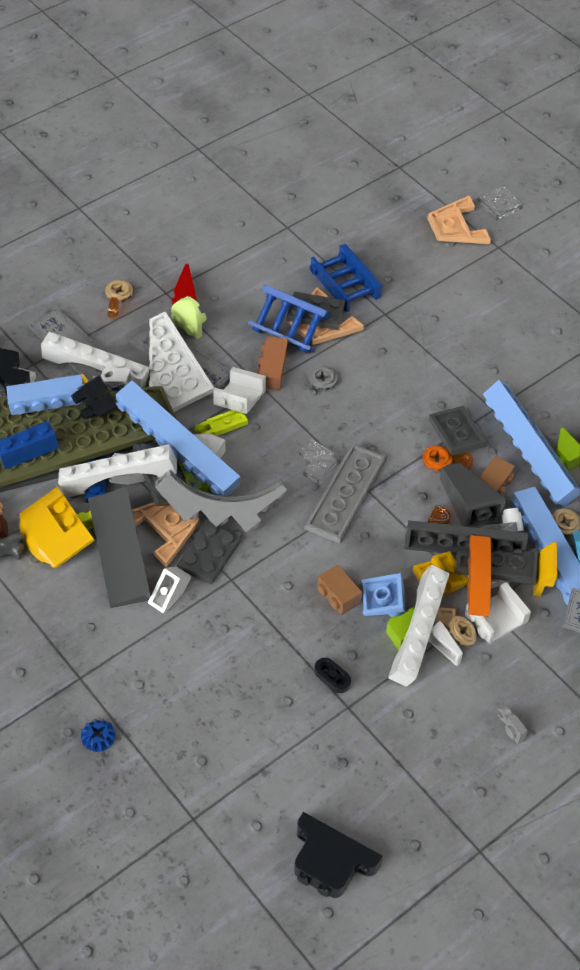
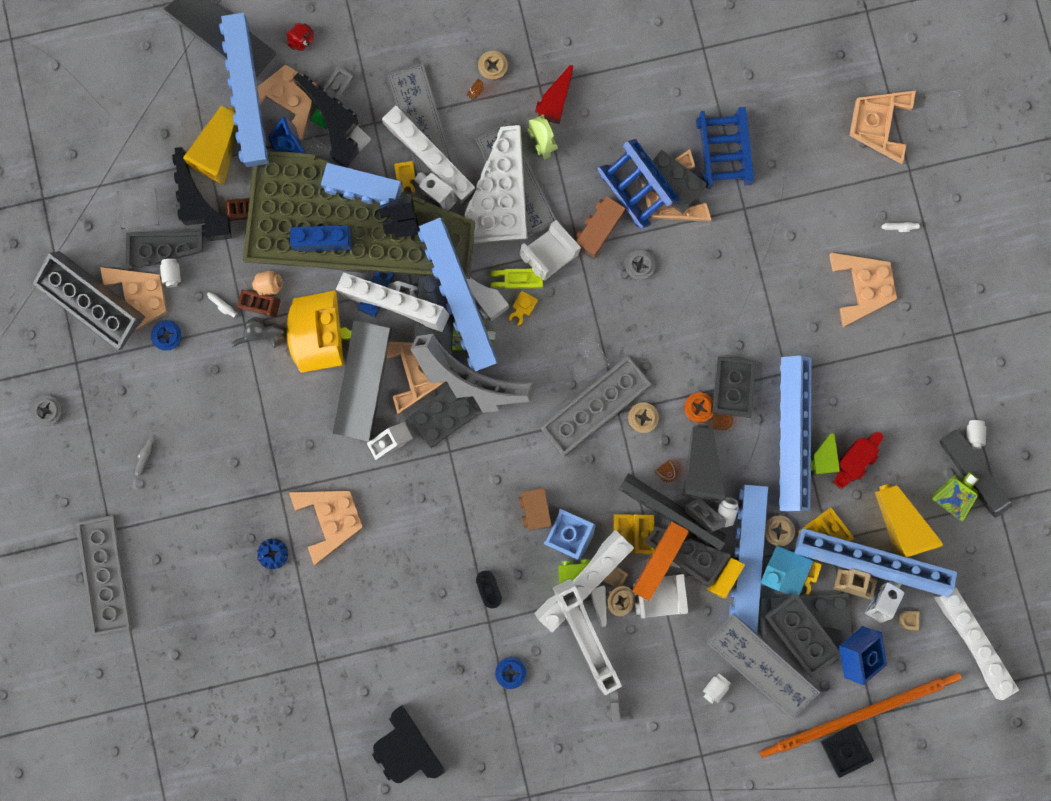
camera: 30 degrees right, 30 degrees up
(147, 674) = (336, 516): none -> light nougat wing
(238, 444) = (524, 306): none -> yellow plate
(397, 732) = (517, 679): none -> blue gear
(398, 479) = (651, 413): none -> tan gear
(483, 694) = (586, 637): none -> white arch
(498, 475) = (739, 457): medium nougat brick -> none
(519, 281) = (901, 227): none -> white piece
(519, 323) = (872, 285): none -> light nougat wing

